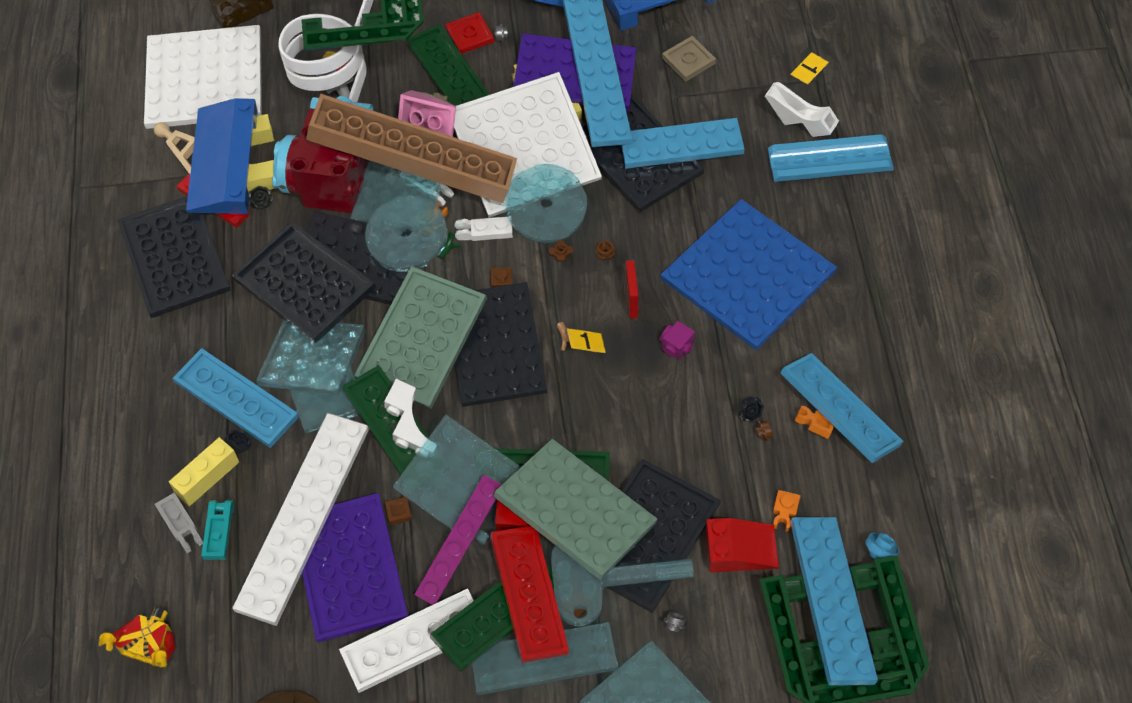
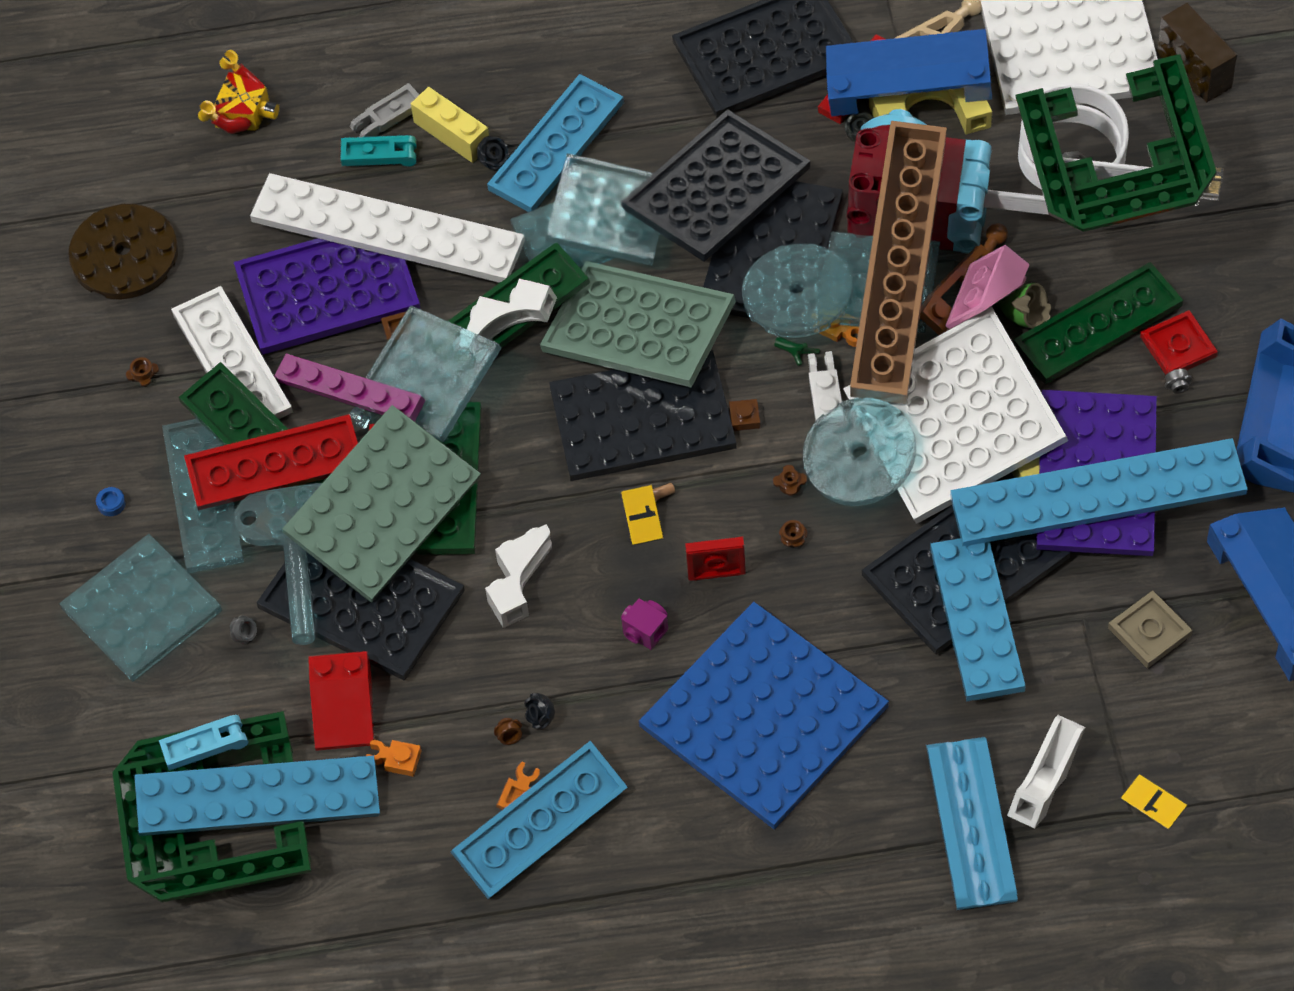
camera: 90 degrees right, 0 degrees up
(624, 423) = (518, 562): none -> white arch
(794, 635) = (203, 742): none -> medium azure plate
(881, 545) = (333, 862): dark azure plate -> none

